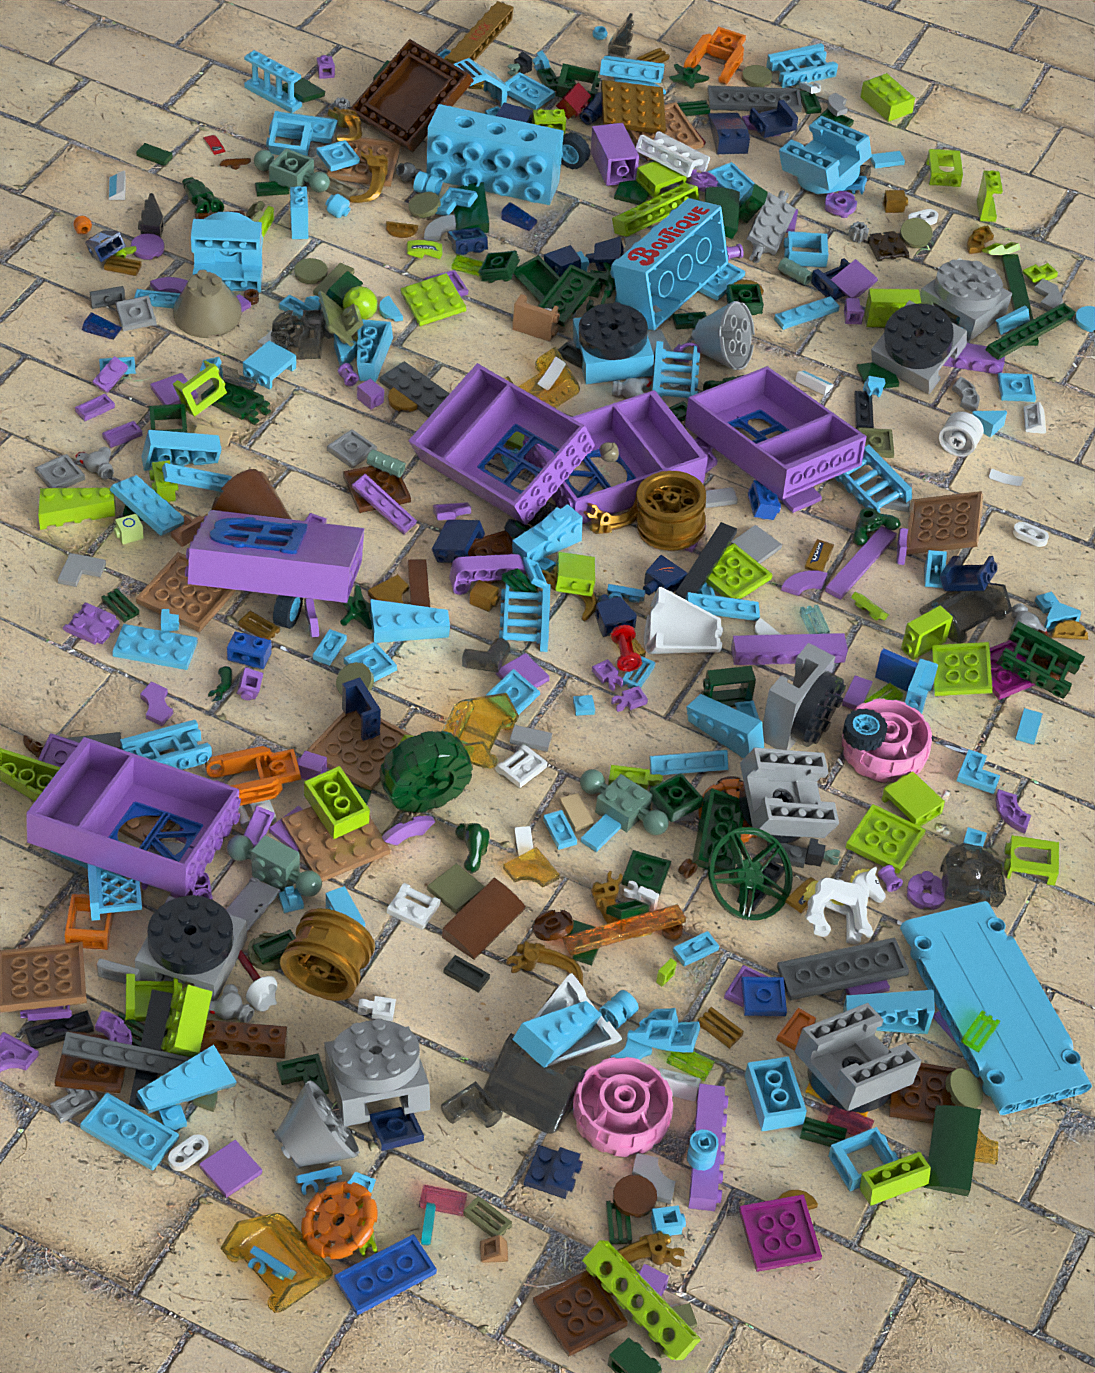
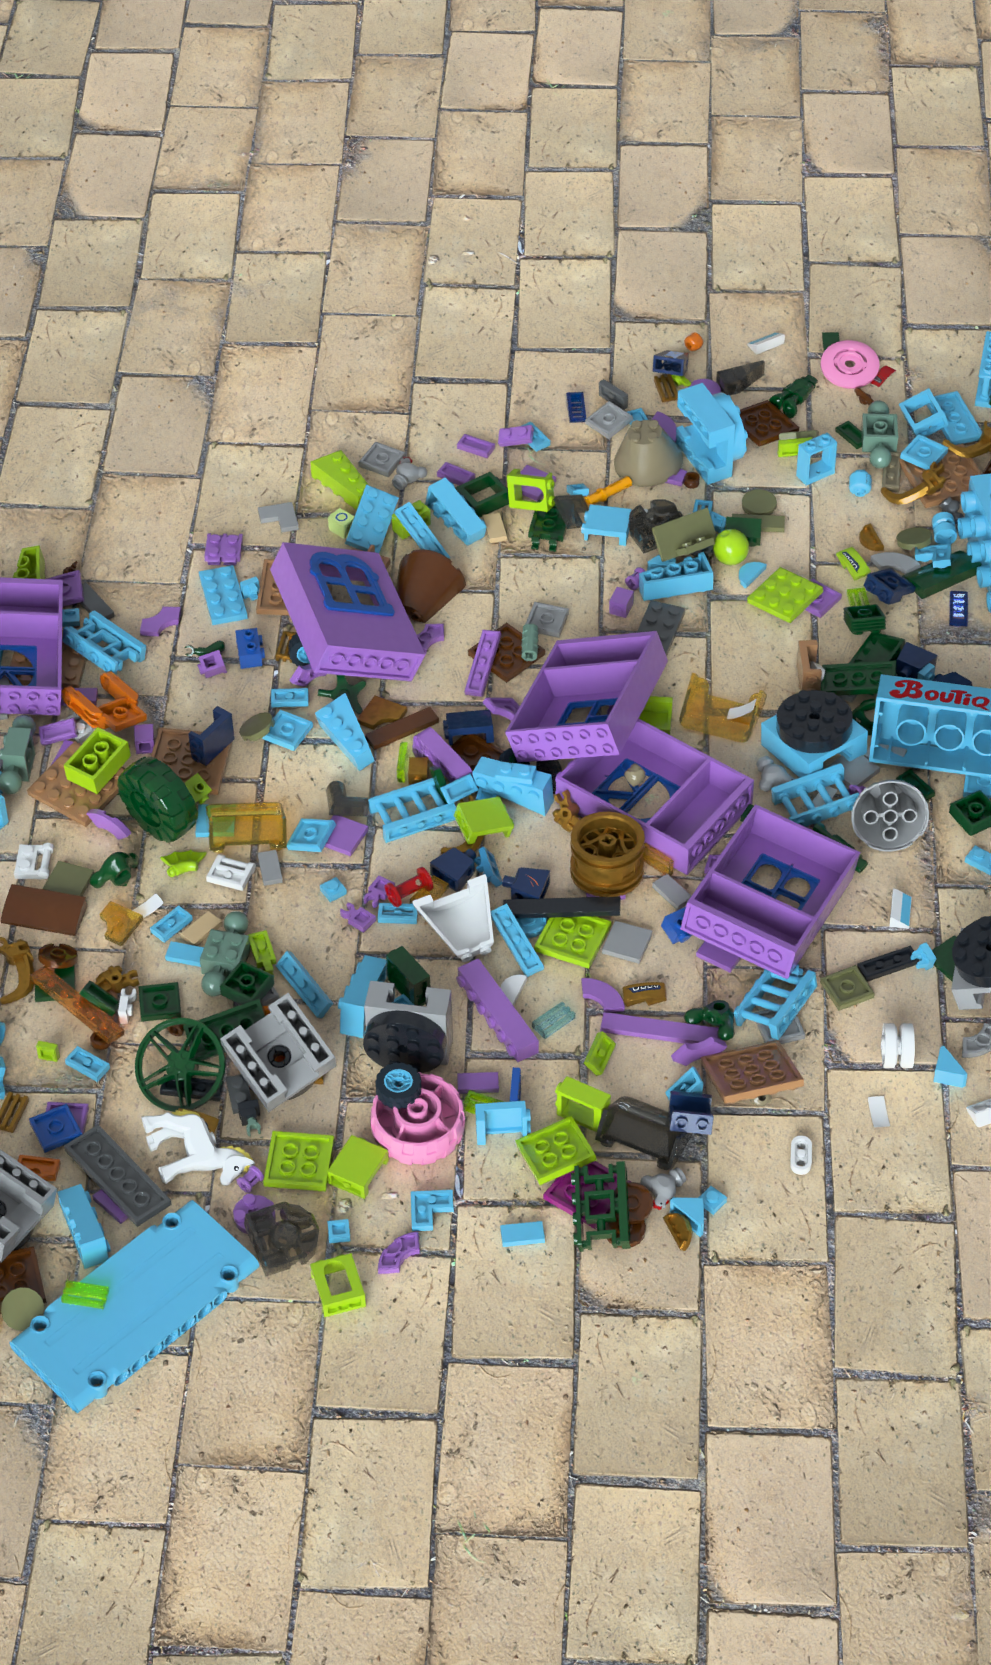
camera: 70 degrees right, 0 degrees up
(123, 603) = (252, 554): dark green tile -> none
(202, 161) = (850, 377): none -> bright pink piece
(223, 337) = (603, 493): none -> light orange pin
(400, 402) = (631, 623): pearl gold tile -> none
(465, 601) = (402, 762): none -> clear neon green tile
(484, 795) = (182, 862): none -> lime arm

